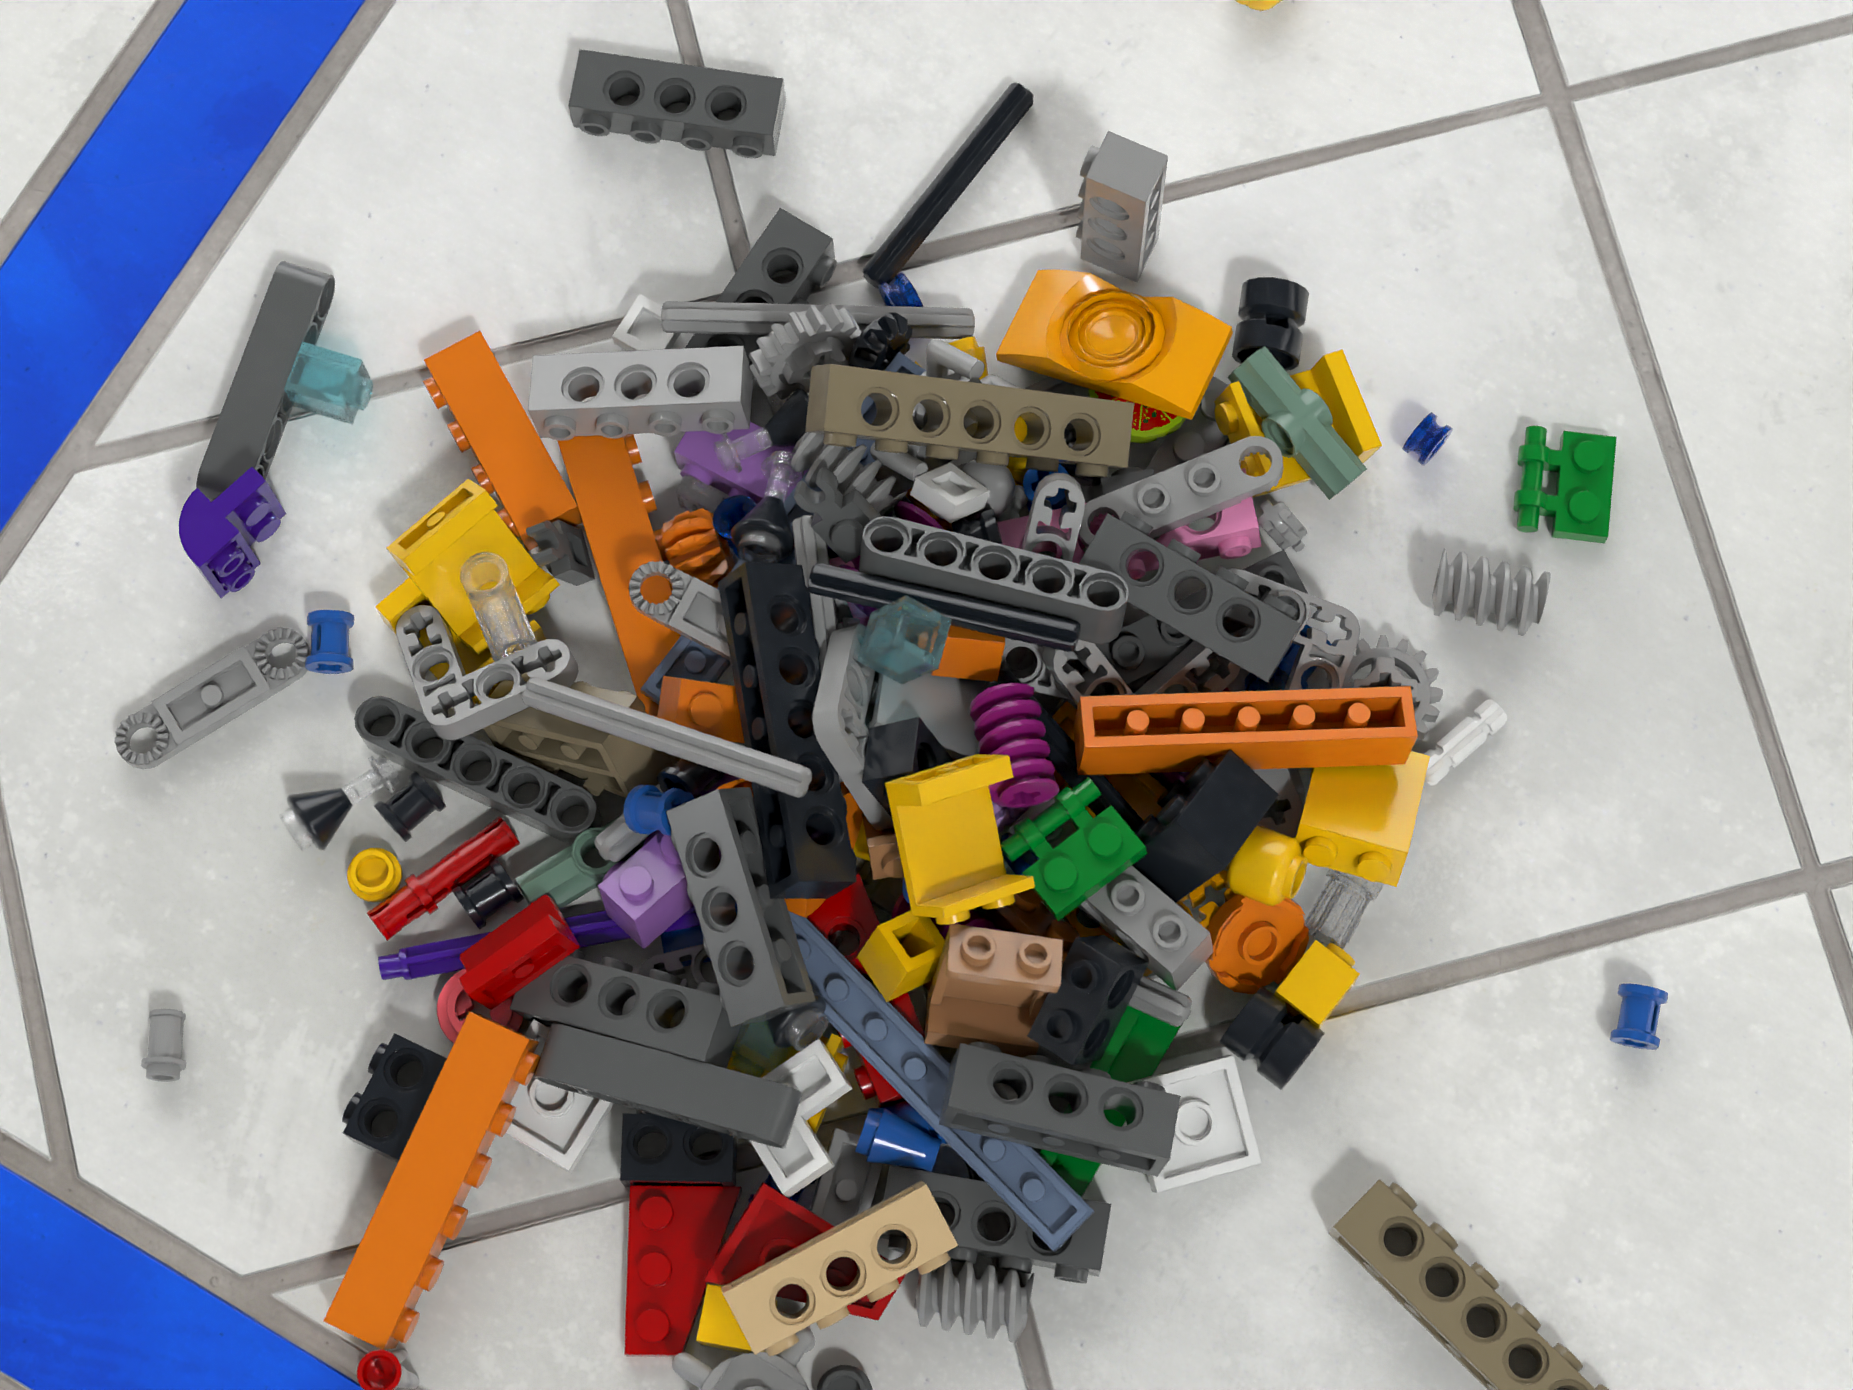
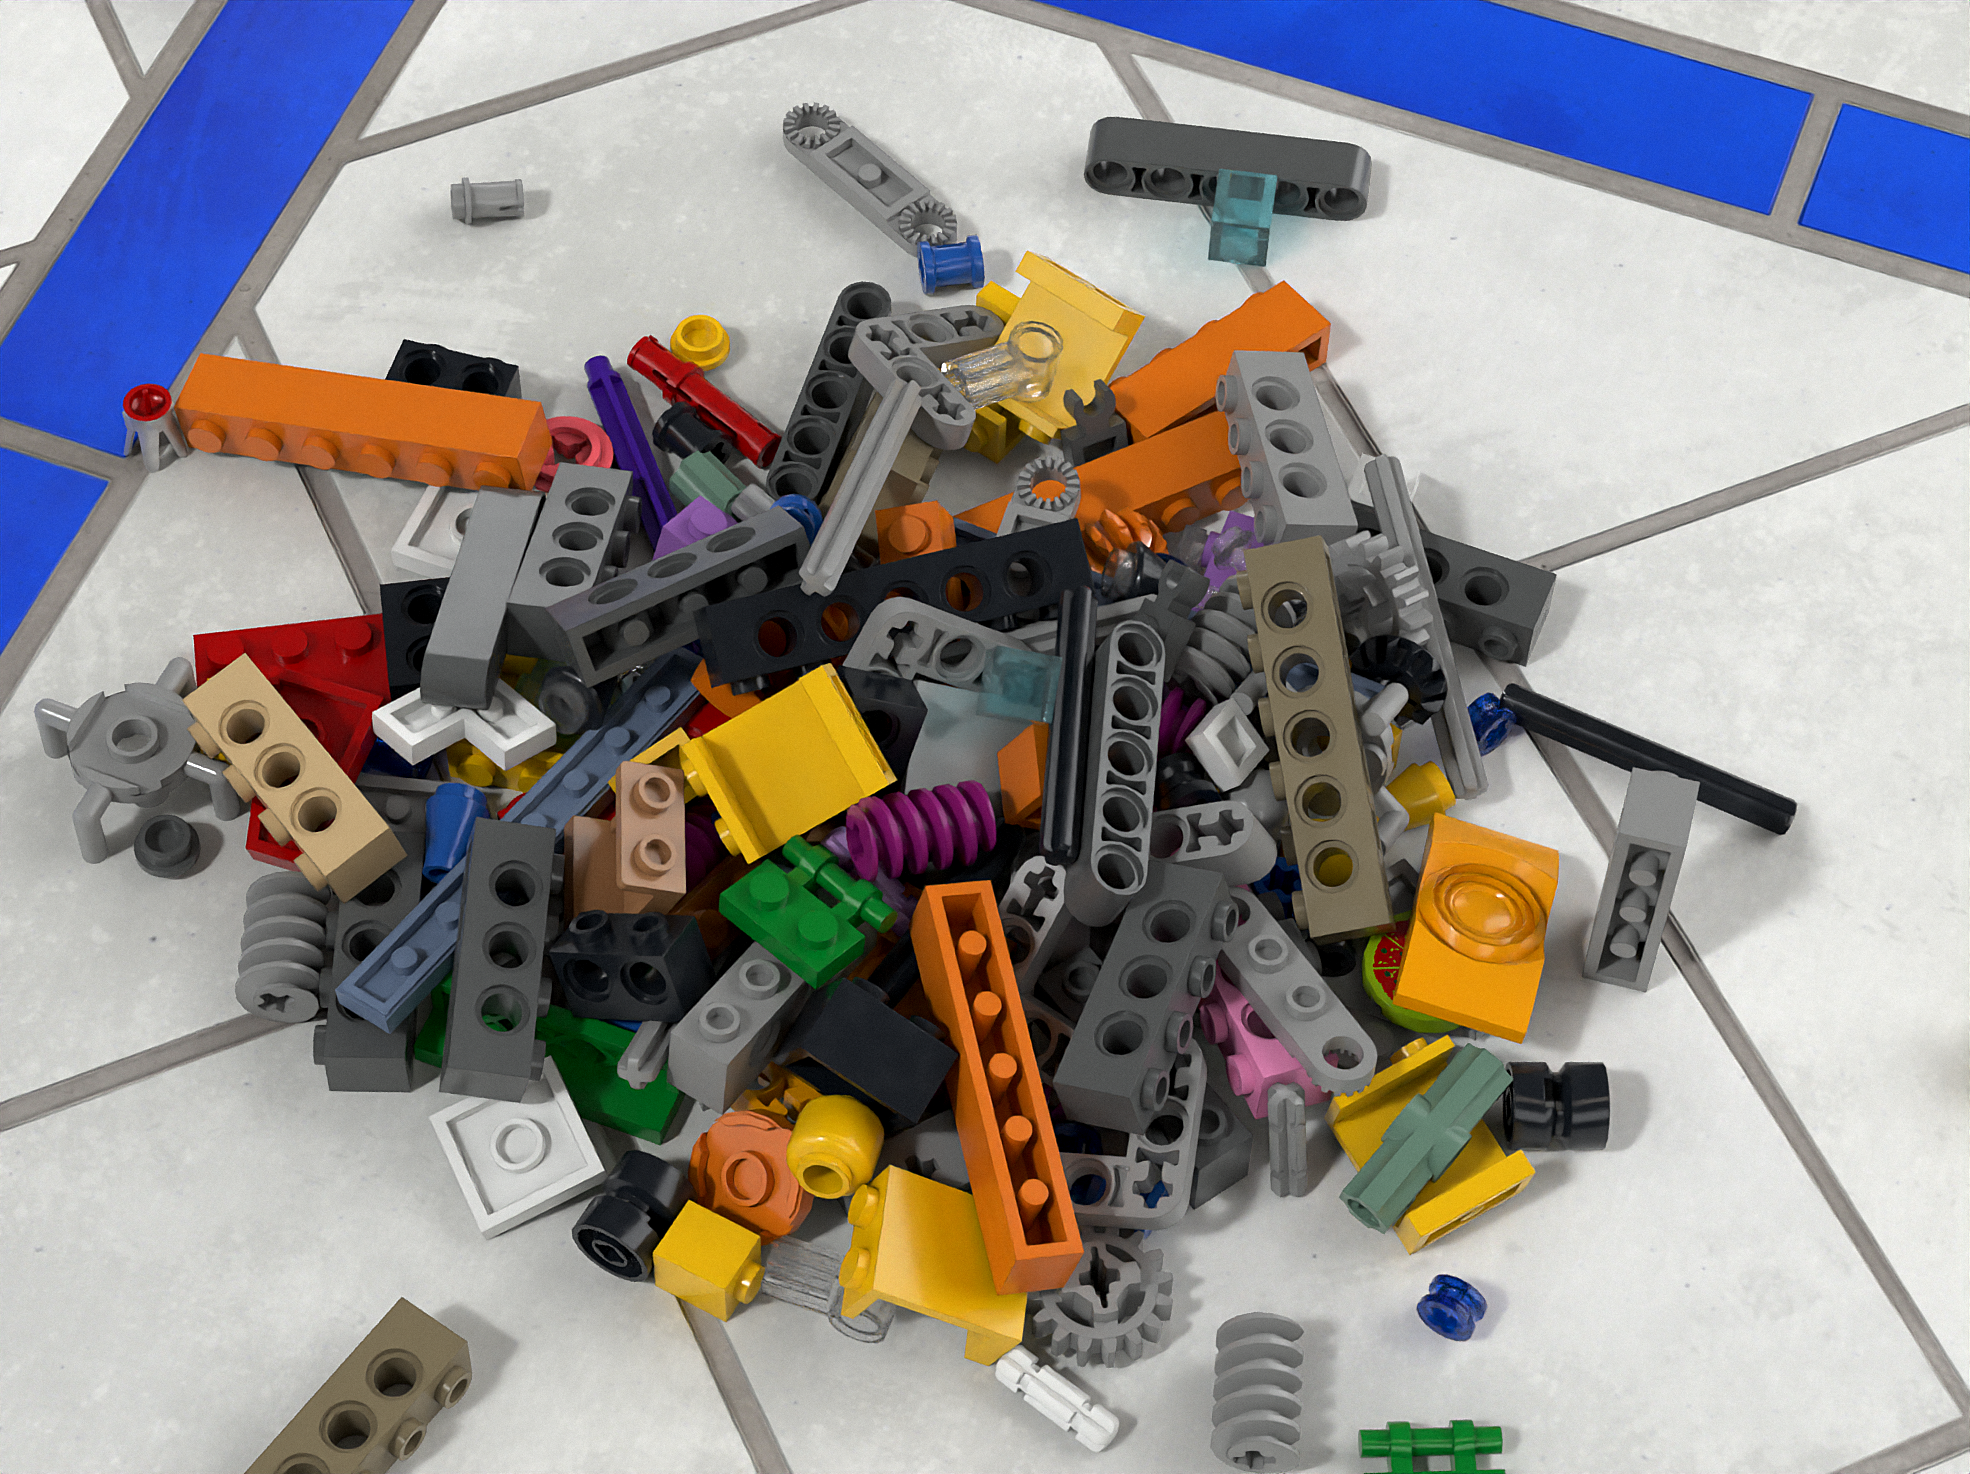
camera: 75 degrees right, 20 degrees down
(221, 531) = (1047, 146): dark purple brick -> none
(318, 814) = (753, 280): piece -> none
(410, 806) = (777, 358): black bush -> none
(516, 953) = (615, 450): red panel -> none
(657, 84) = (1663, 478): dark grey brick -> none

